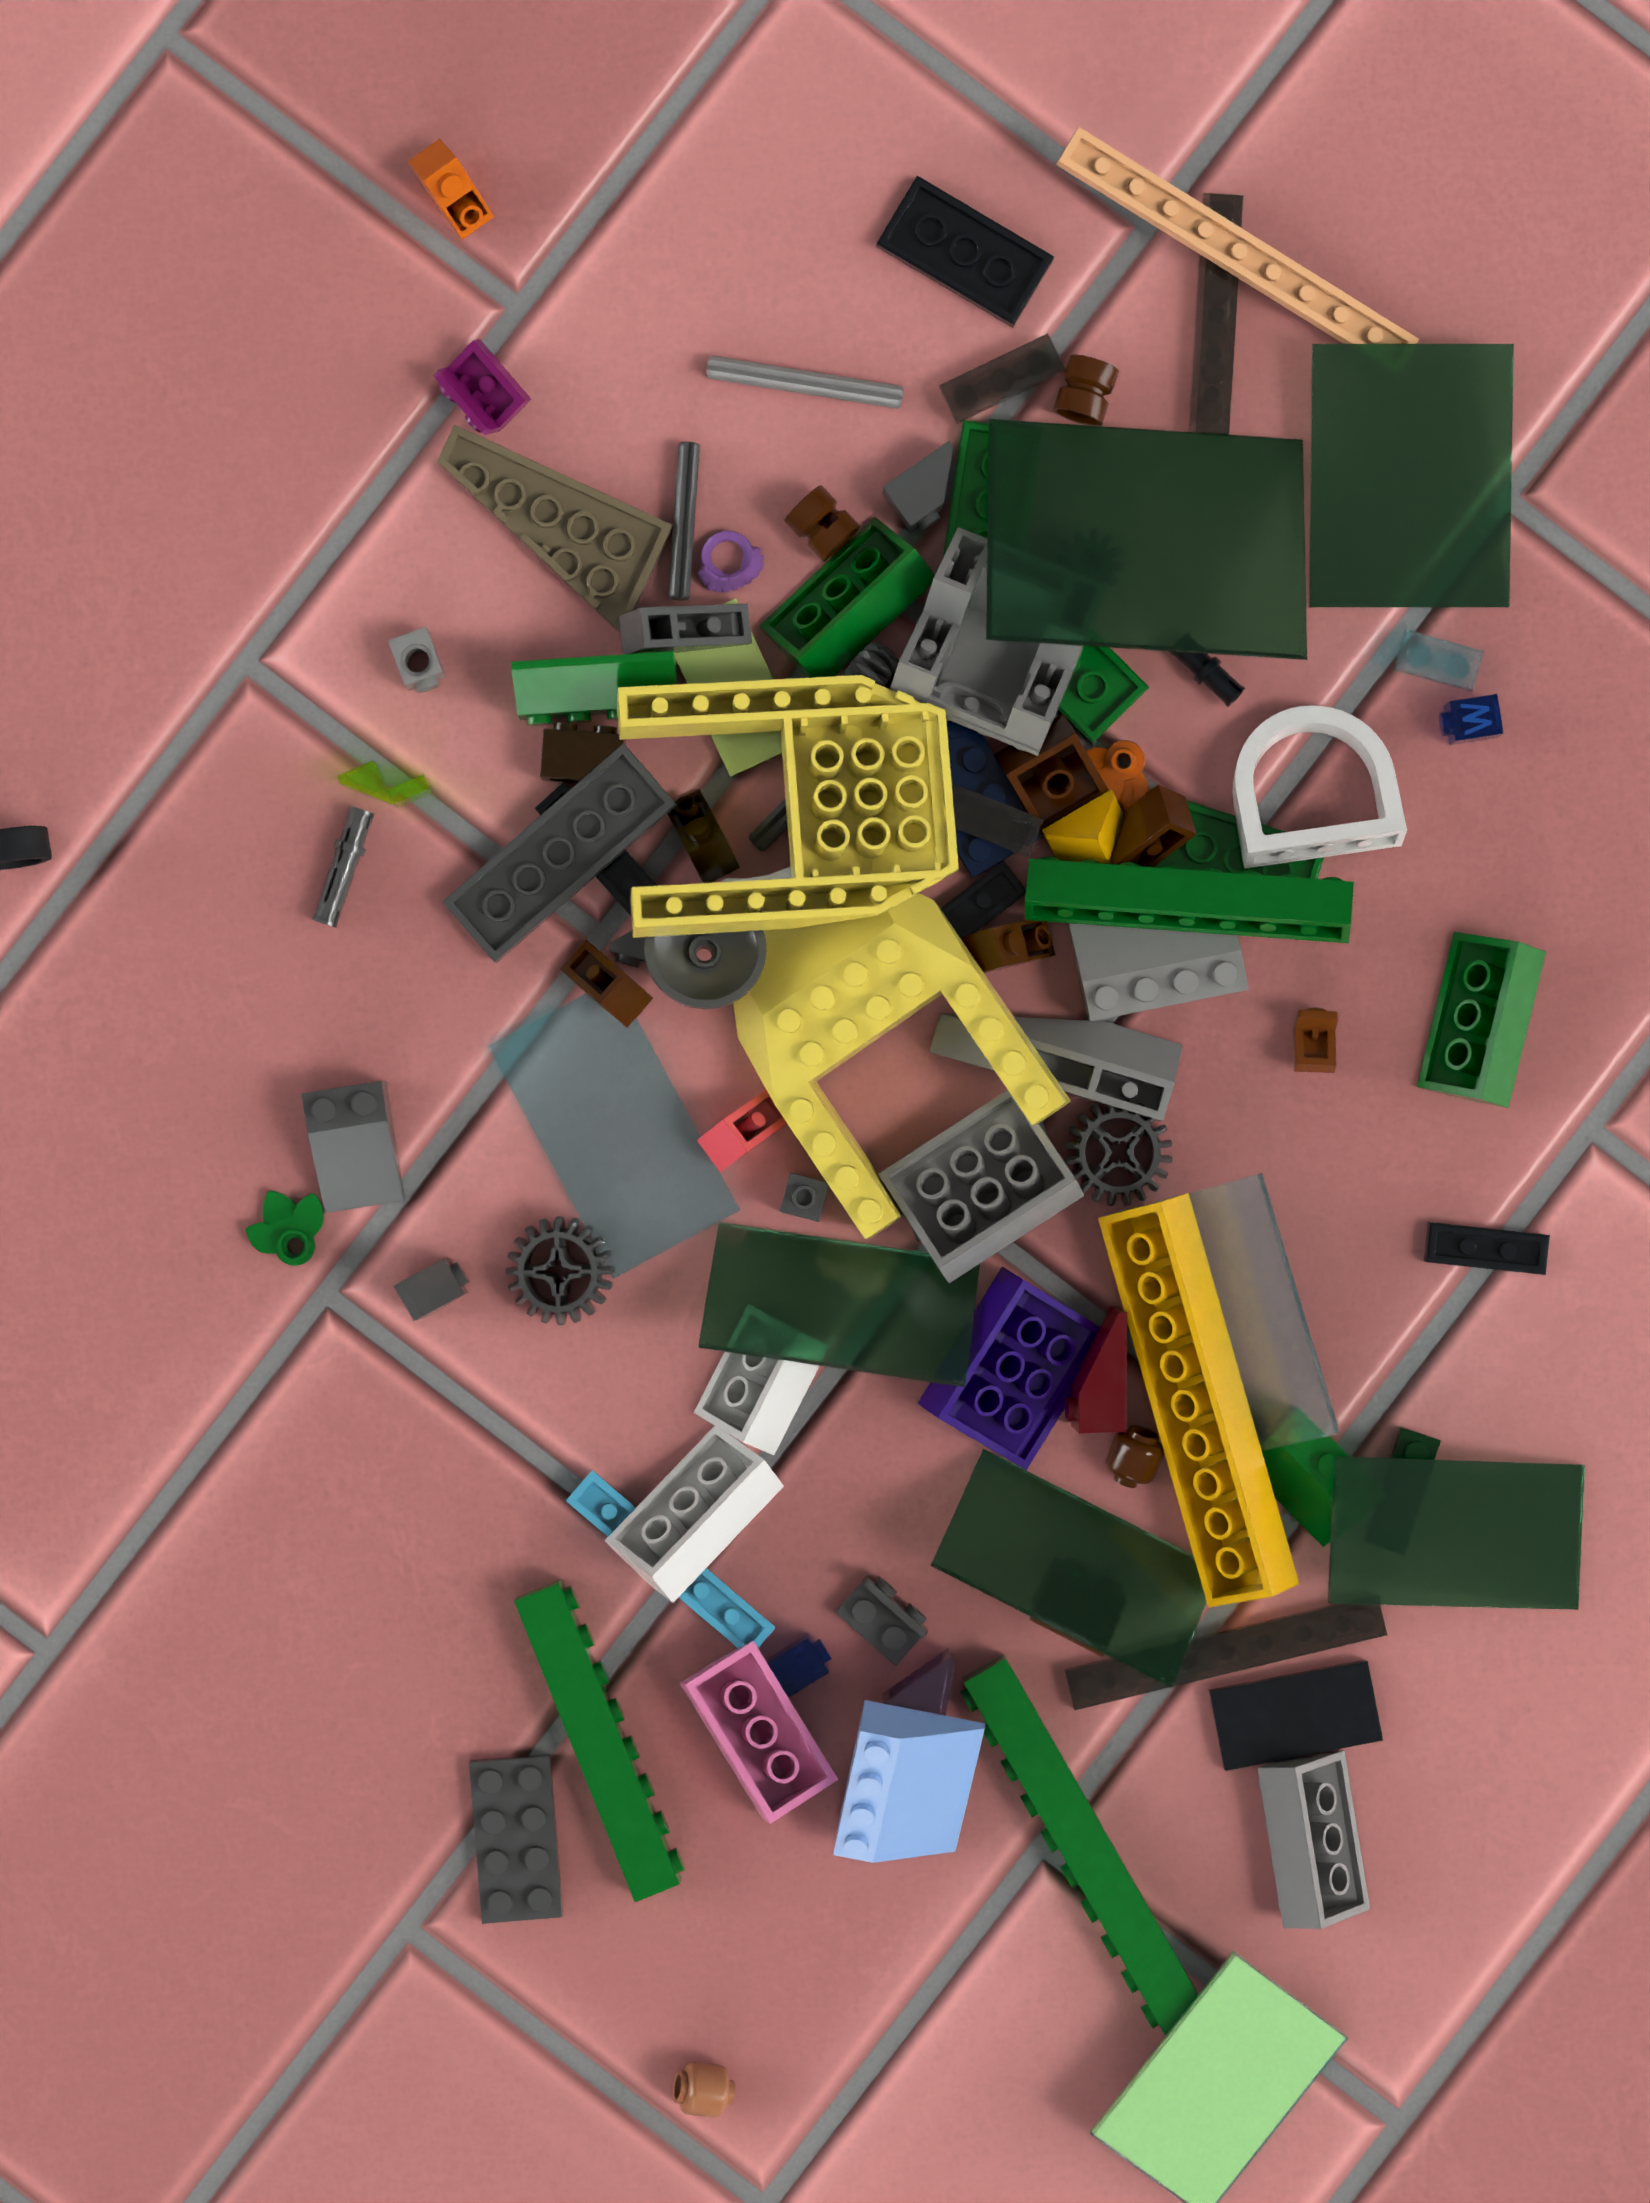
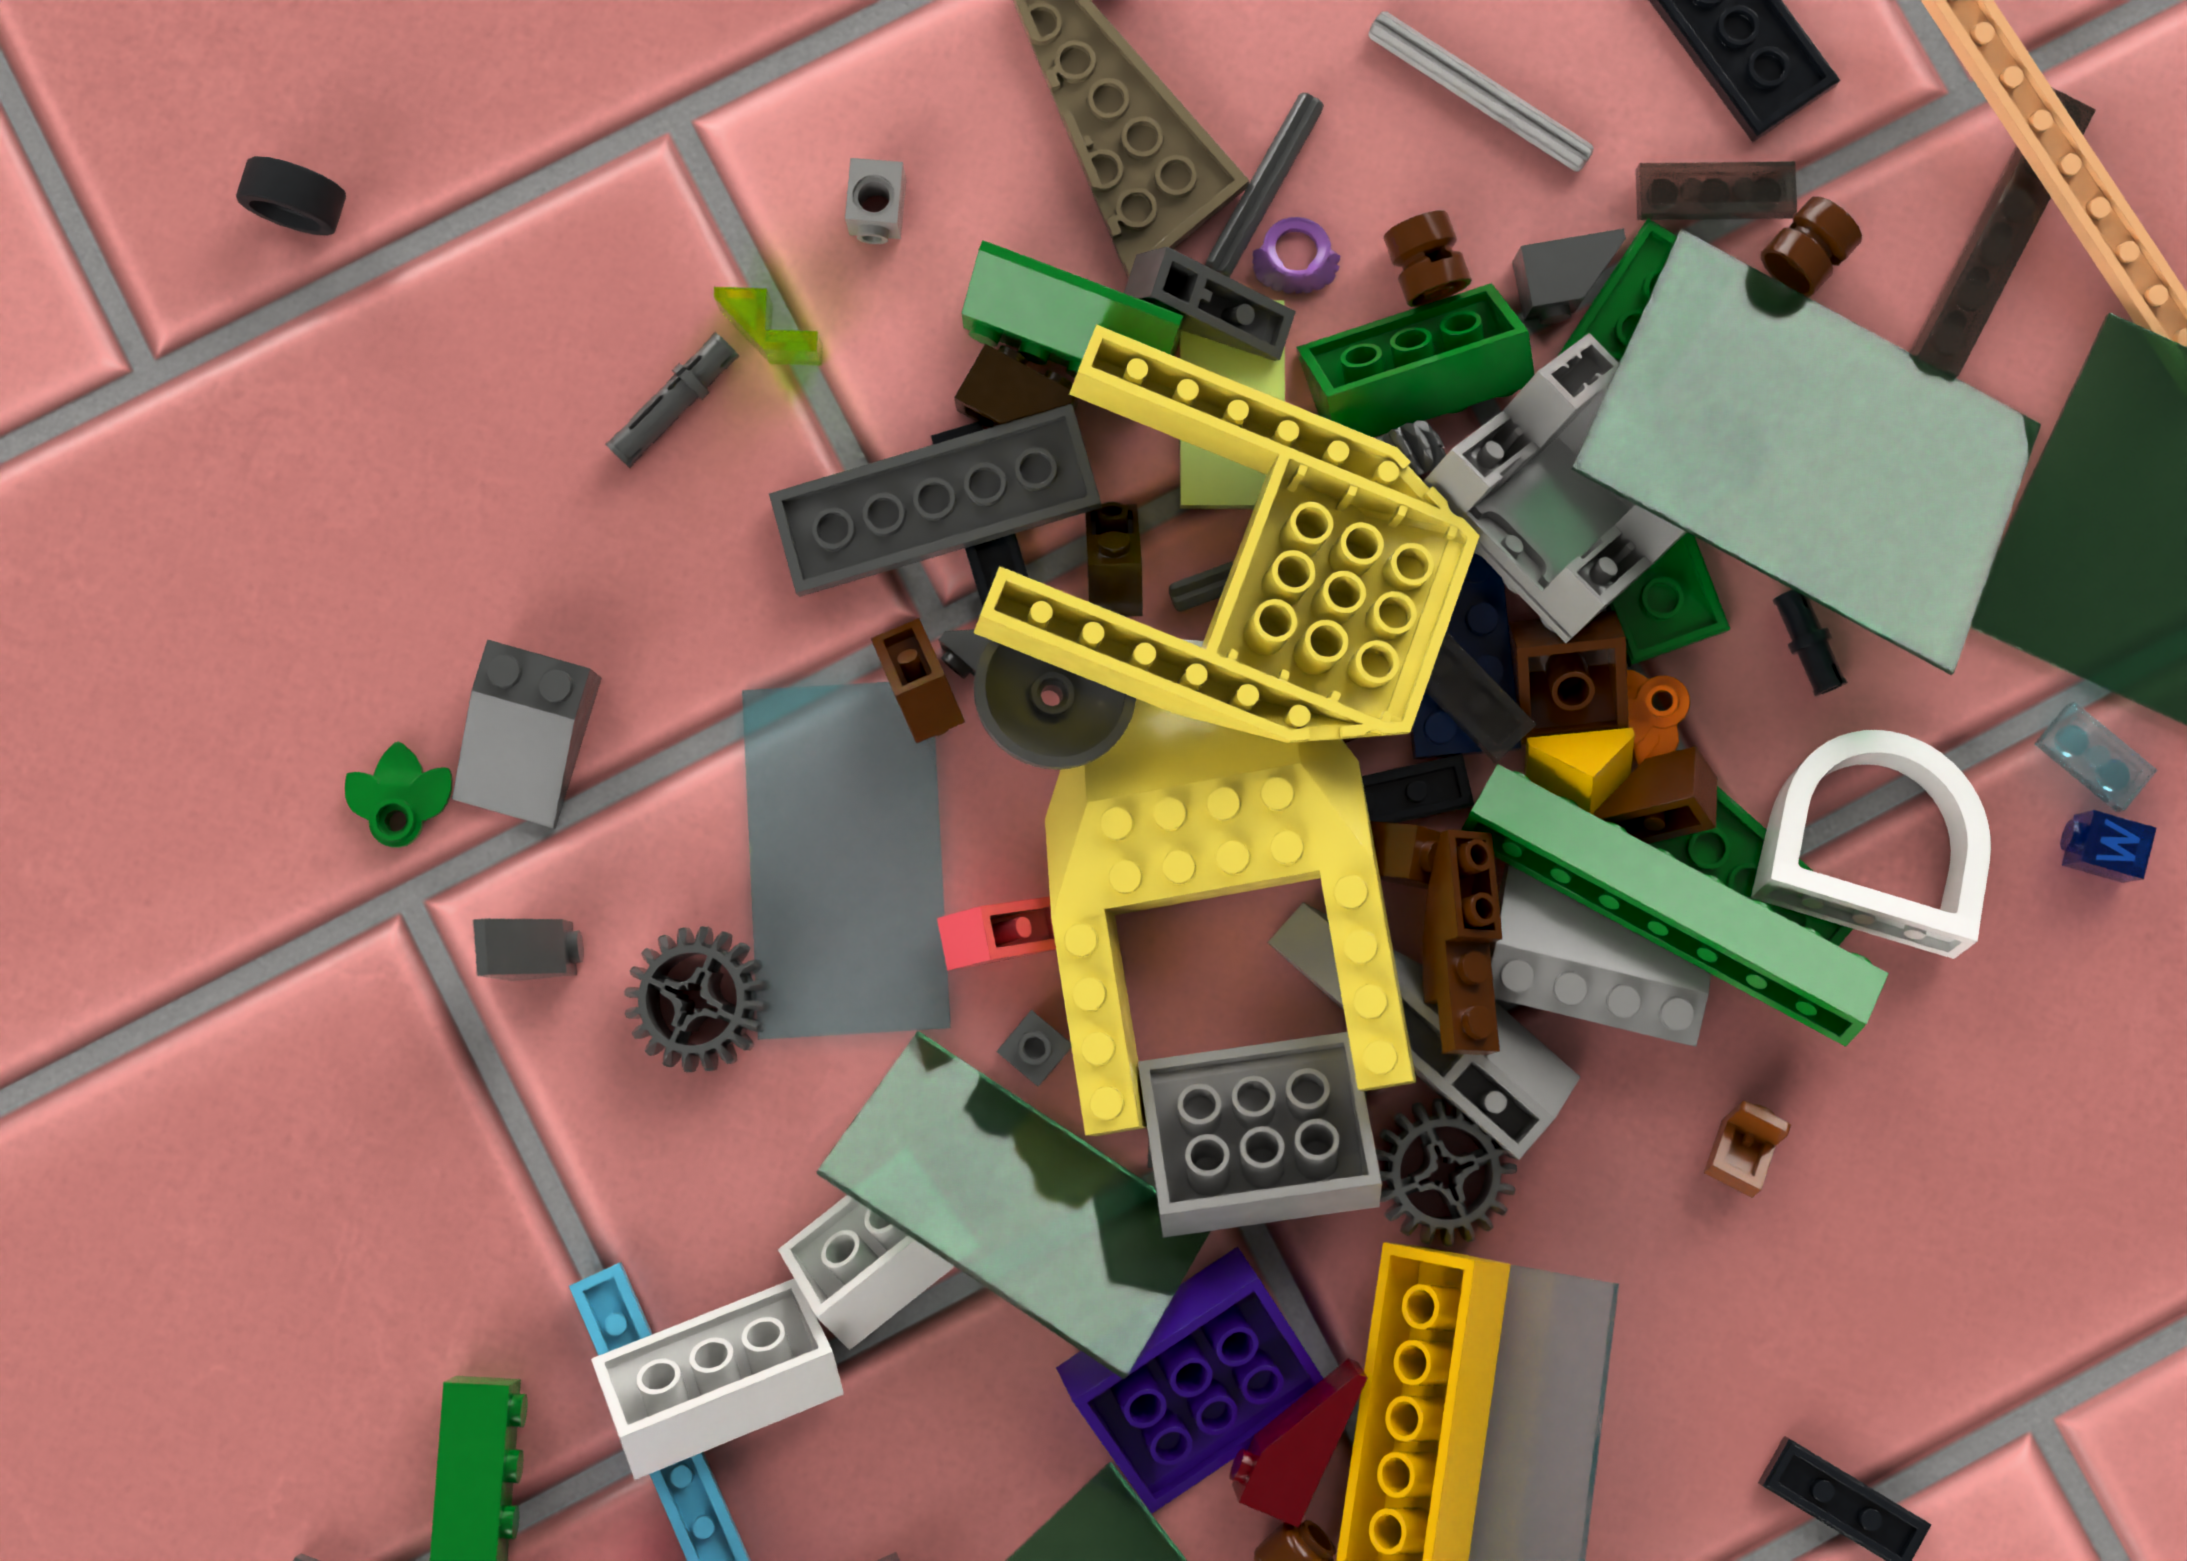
camera: 20 degrees right, 5 degrees down
(1055, 992) = (1457, 932): none -> reddish brown slope
(1481, 1018) = (1962, 1215): green slope -> none

